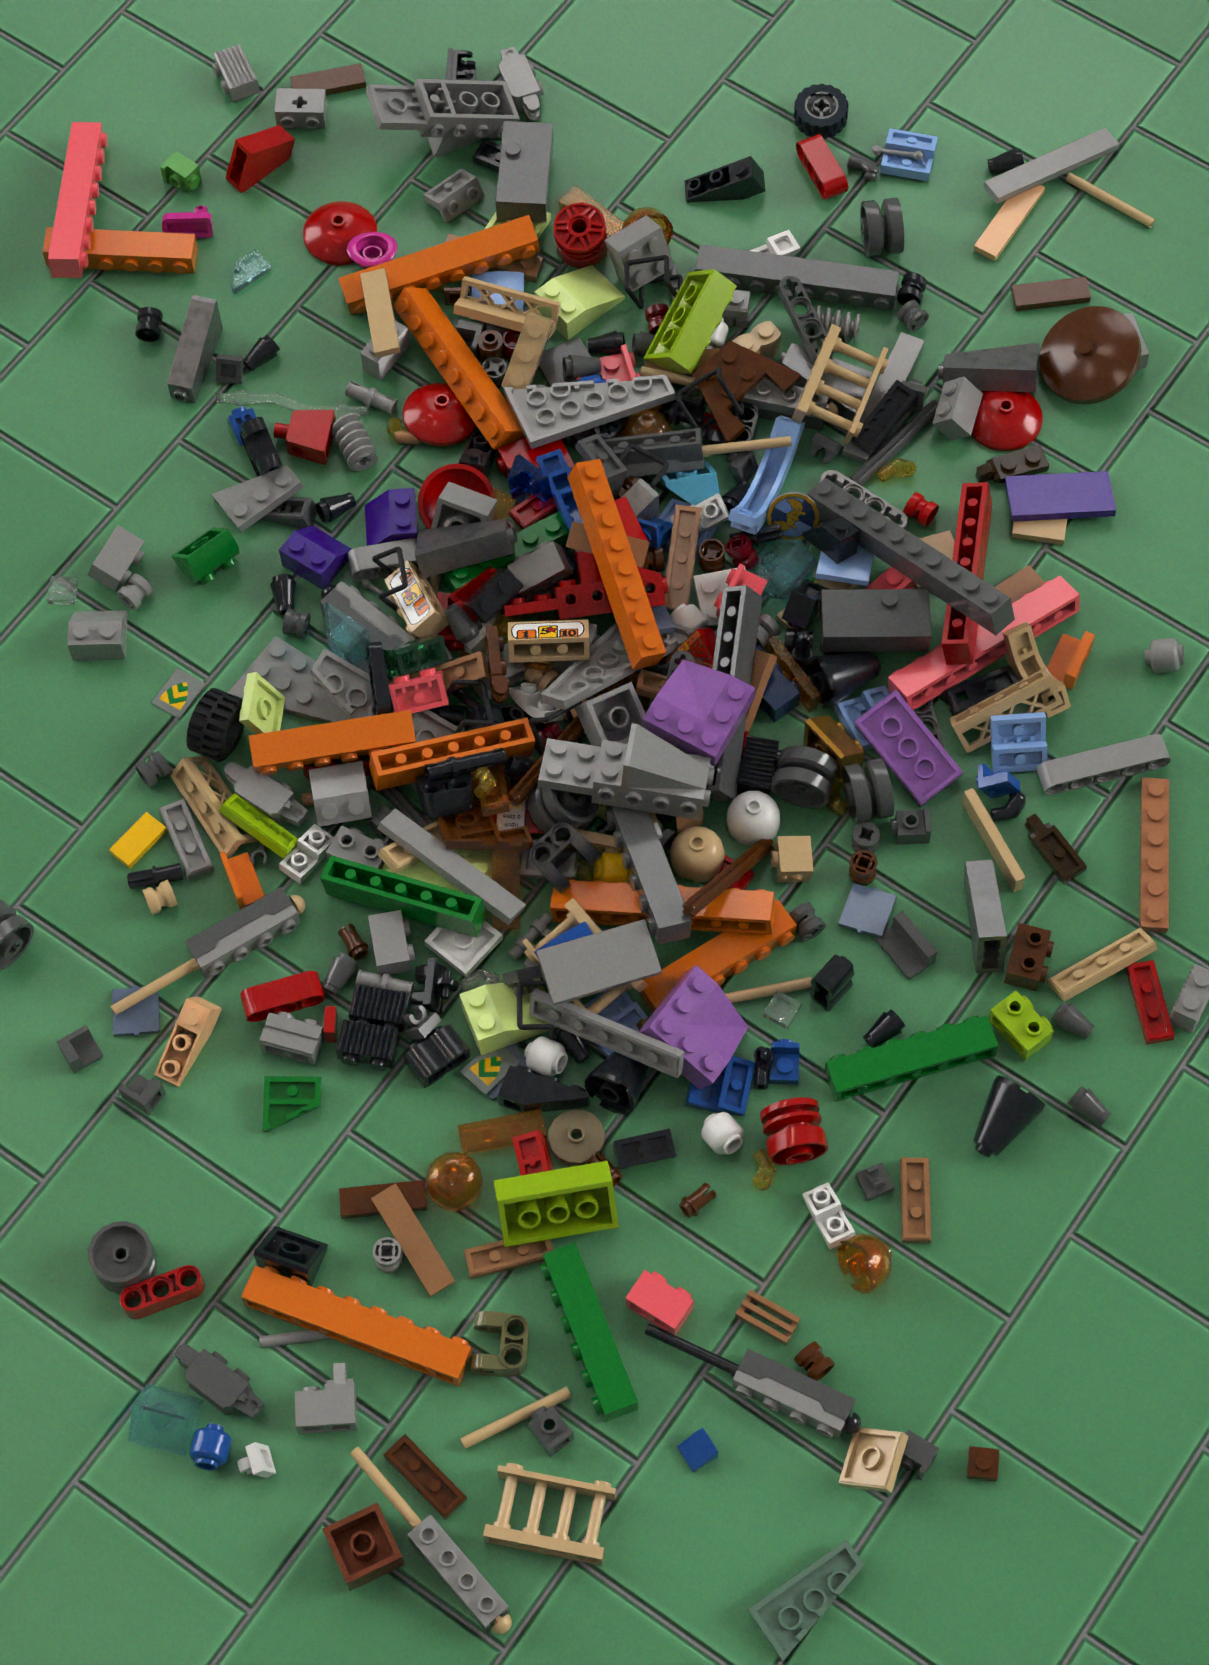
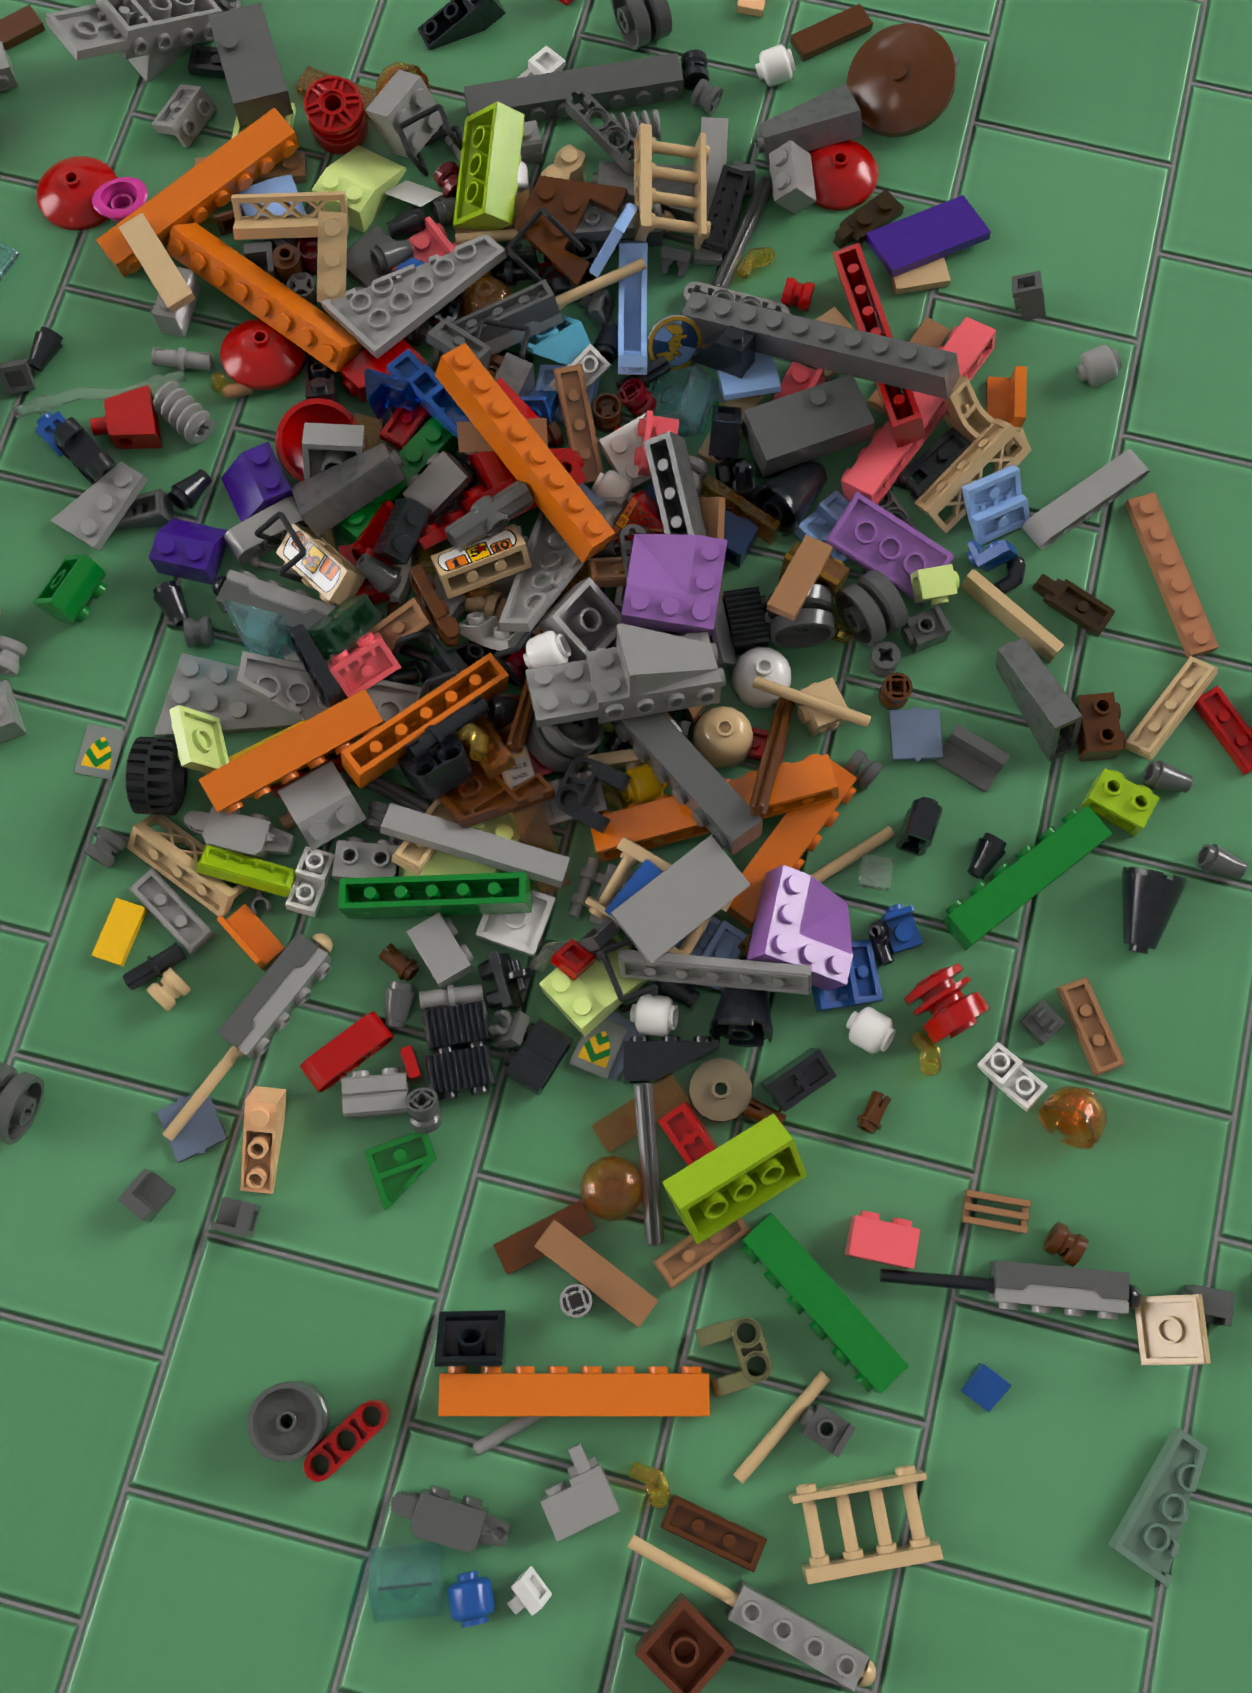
camera: 25 degrees left, 10 degrees up
(325, 1060) = (423, 1110): none -> dark grey wheel
(394, 1418) = (655, 1483): none -> clear yellow arm
(491, 1171) = (649, 1164): none -> dark grey axle
(494, 984) = (573, 959): none -> red tile
(568, 605) = (489, 515): none -> dark grey piece
(572, 729) = (546, 650): none -> white head
(621, 320) = (413, 193): none -> white sticker
(771, 412) = (613, 239): none -> light blue tile
(782, 848) = (811, 701): none -> tan bar
(809, 741) = (799, 578): none -> medium nougat tile
(933, 789) = (935, 584): none -> yellowish green brick
(985, 308) = (775, 65): none -> white head
(1126, 575) = (1029, 295): none -> dark grey brick

